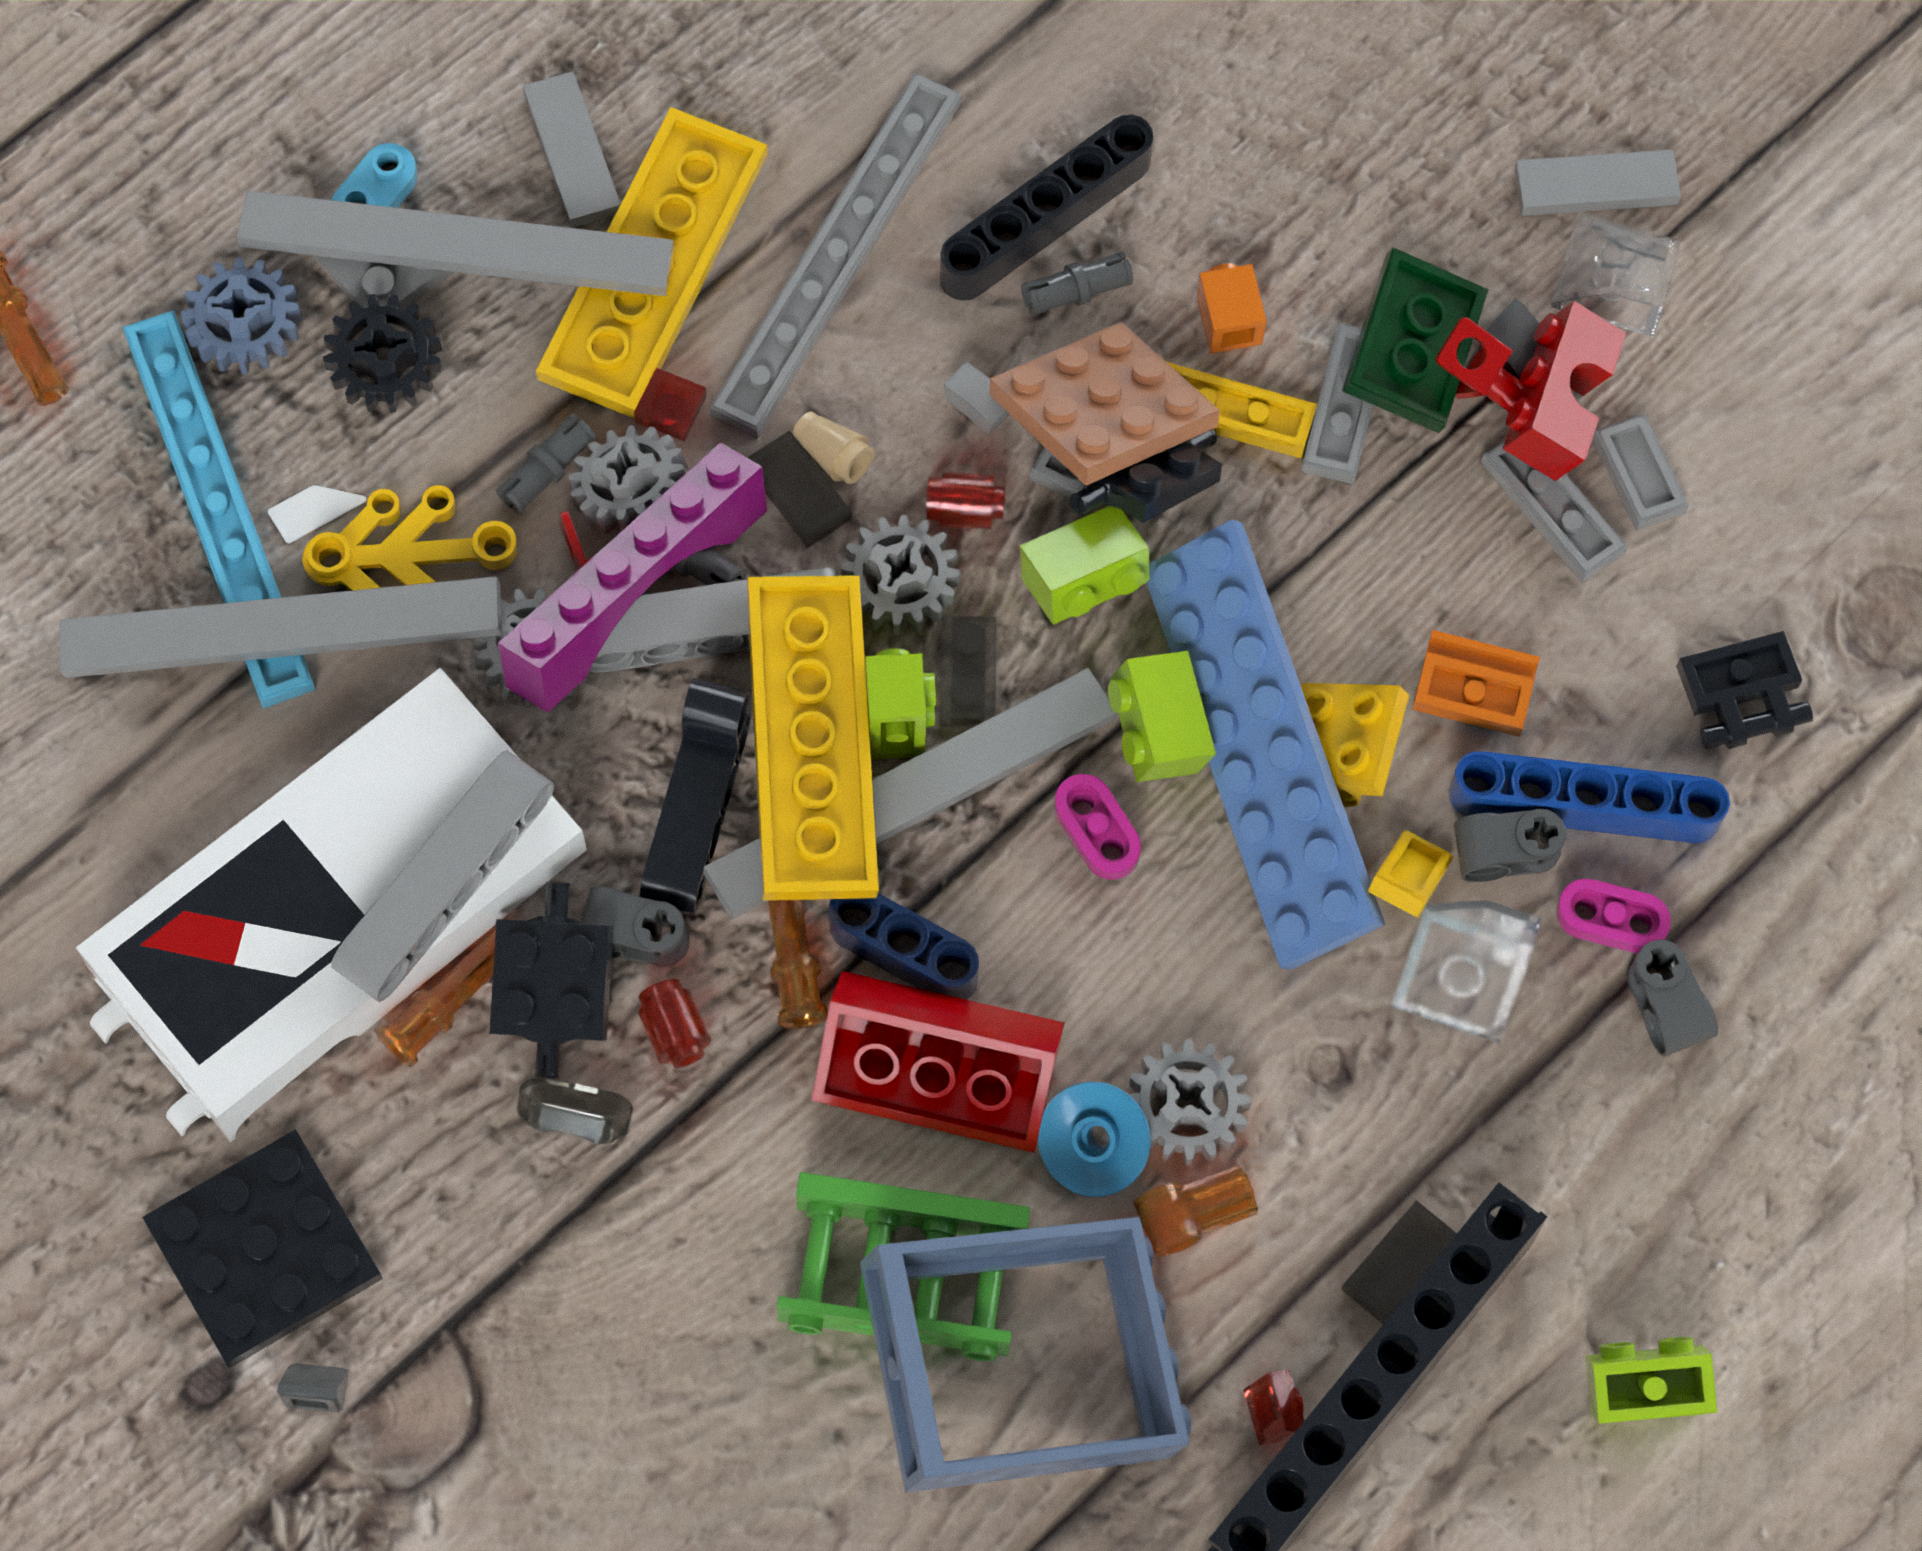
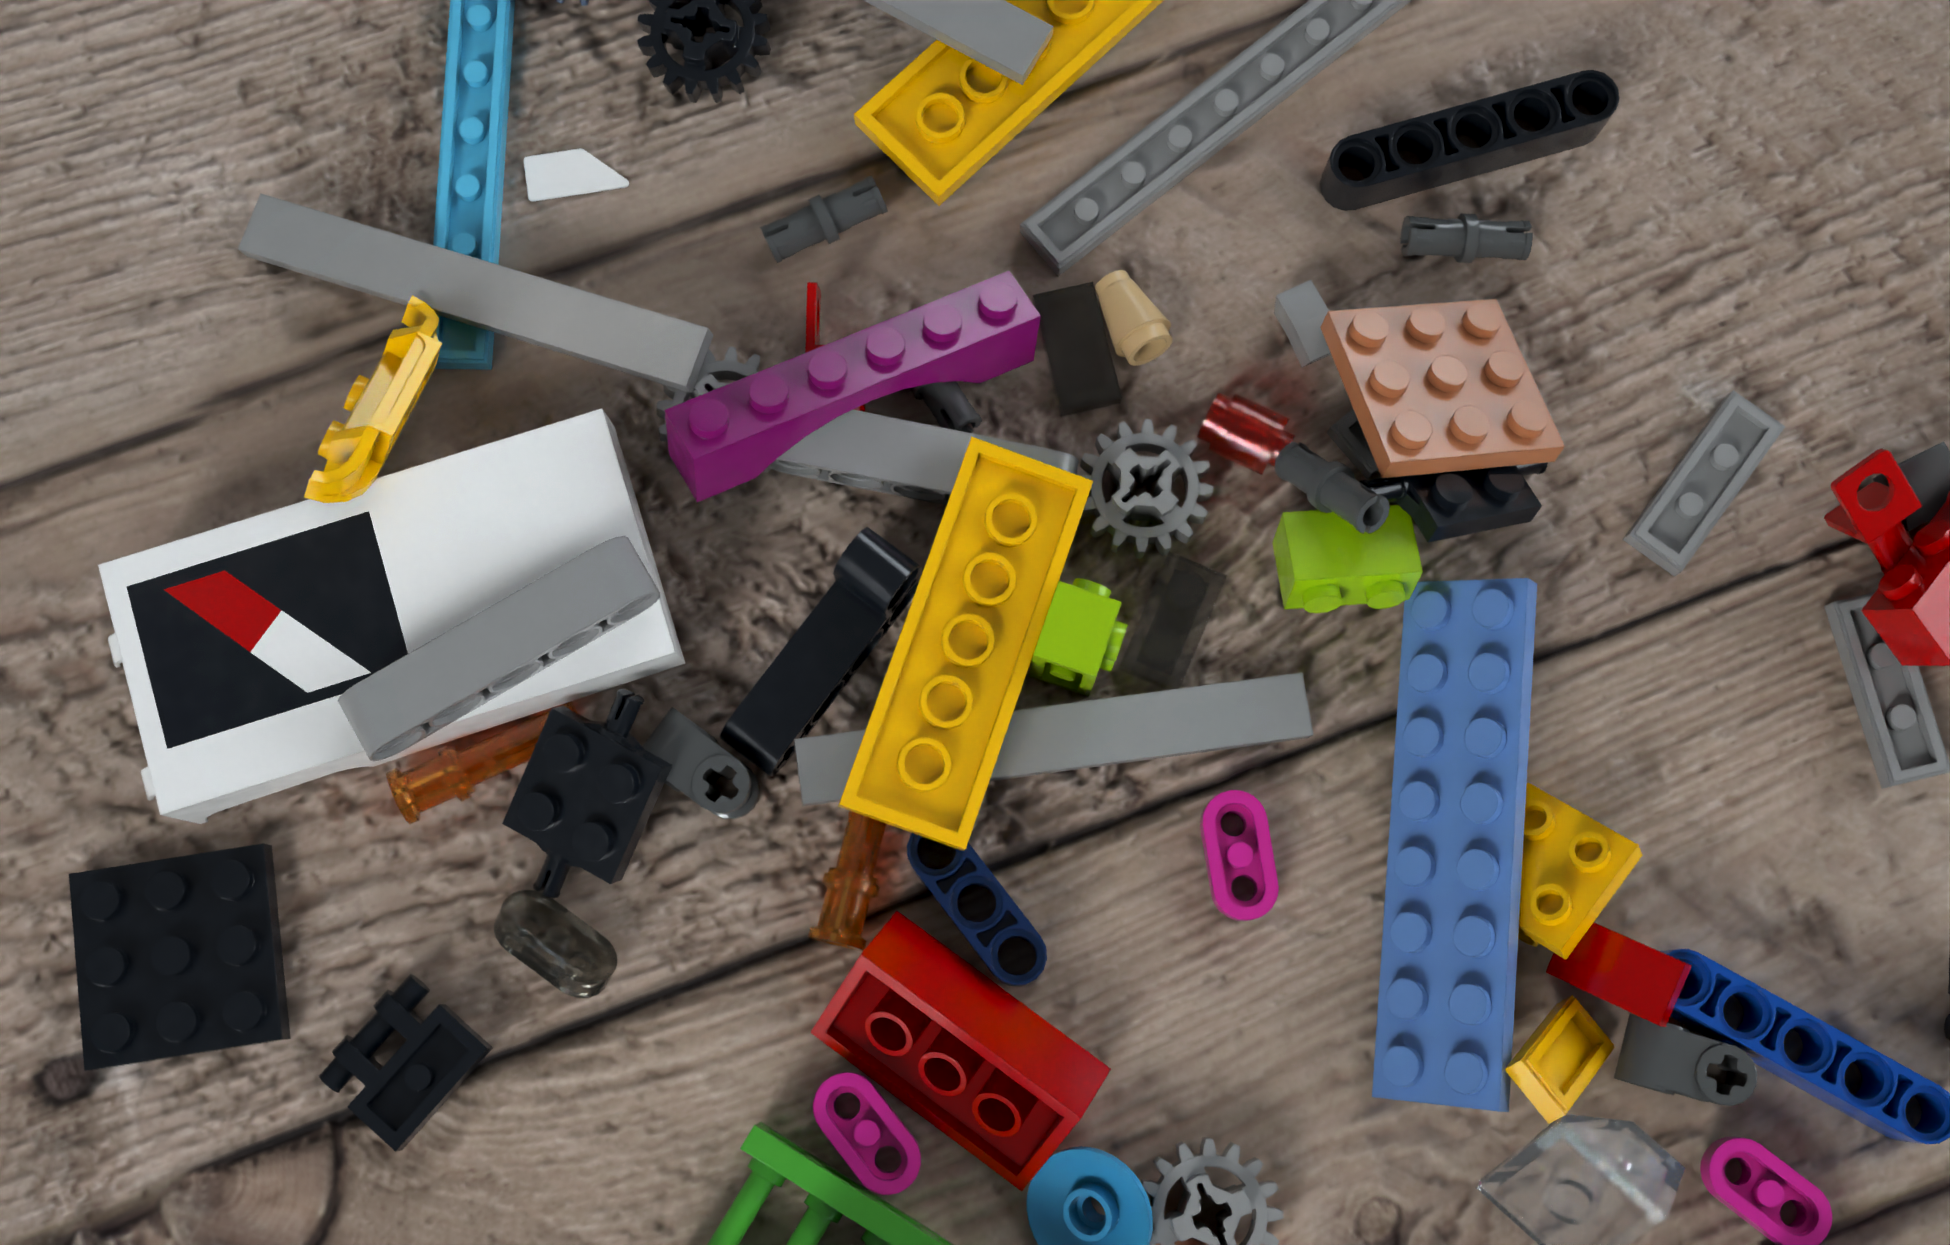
camera: 25 degrees right, 10 degrees up
(252, 740) = (378, 409): none -> yellow plate
(313, 1387) = (162, 1133): dark grey slope -> none
(400, 551) = (636, 253): yellow plant -> none
(506, 1257) = (418, 1076): none -> black plate
(625, 476) = (898, 267): light grey gear -> none
(670, 404) = (979, 204): clear red plate -> none
(673, 1023) = (697, 892): clear red brick -> none
(894, 1151) = (867, 1132): none -> dark pink plate
(1049, 510) = (1332, 487): none -> dark grey pin
(1161, 716) = (1358, 763): lime brick -> none
(1231, 307) = (1622, 329): orange brick -> none
(1255, 413) = (1599, 456): yellow tile -> none
(1402, 334) = (1805, 436): dark green tile -> none
(1428, 789) = (1623, 973): none -> red slope
(1476, 683) = (1720, 861): orange plate -> none

